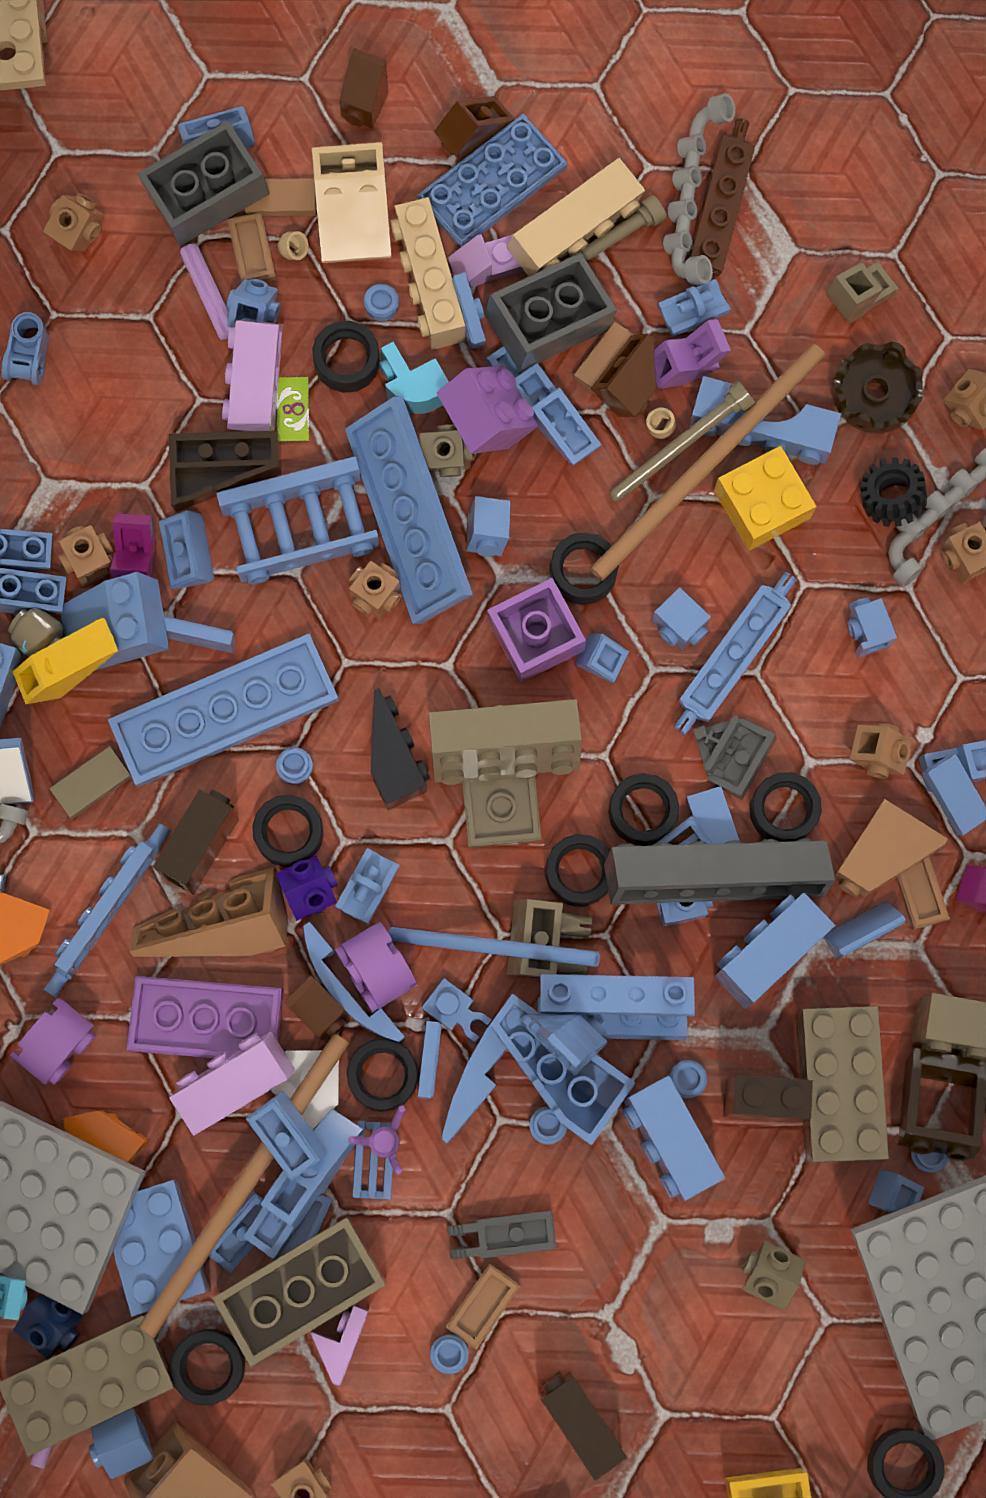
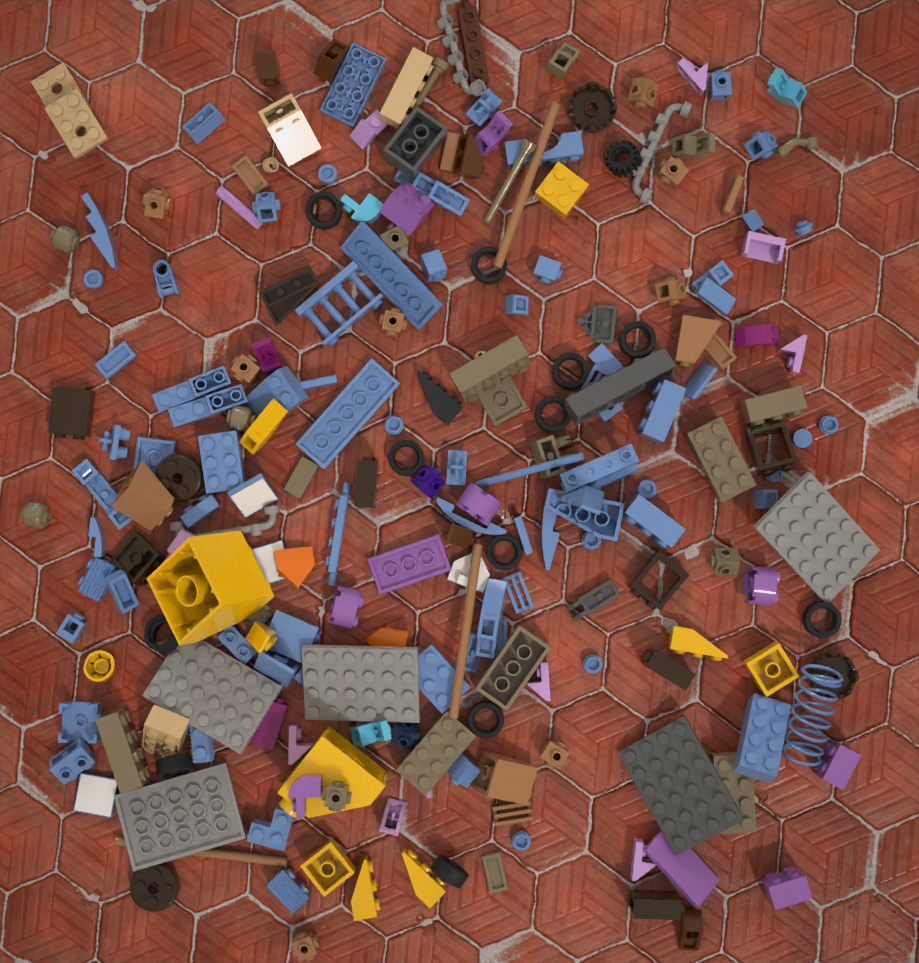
camera: 25 degrees left, 10 degrees up
(186, 550) = (291, 343): medium blue slope -> none
(203, 183) = (212, 153): dark grey brick -> none
(231, 1082) = (436, 587): lavender brick -> none
(235, 922) = (401, 512): medium nougat wedge -> none
(253, 375) = (284, 242): lavender brick -> none
(287, 198) = (251, 141): medium nougat tile -> none
(287, 1135) = (475, 601): medium blue slope -> none
(293, 409) = (309, 248): lime sticker -> none
(384, 1141) = (520, 583): medium lavender plant -> none
(429, 272) = (342, 145): tan brick -> none
(451, 1008) = (521, 506): medium blue plate -> none
(471, 312) = (374, 160): medium blue plate -> none
(483, 1306) = (598, 635): medium nougat tile -> none
(536, 630) = (480, 307): medium lavender brick -> none
(644, 1392) = (688, 640): none -> yellow slope
(655, 421) = (490, 174): tan hinge -> none
(671, 1237) = (670, 564): none -> dark brown window
(735, 653) = (580, 274): medium blue plate -> none
(768, 1098) = (689, 483): dark brown brick -> none
(819, 1349) = (761, 585): none -> medium lavender brick
(870, 626) = (639, 231): medium blue brick -> none

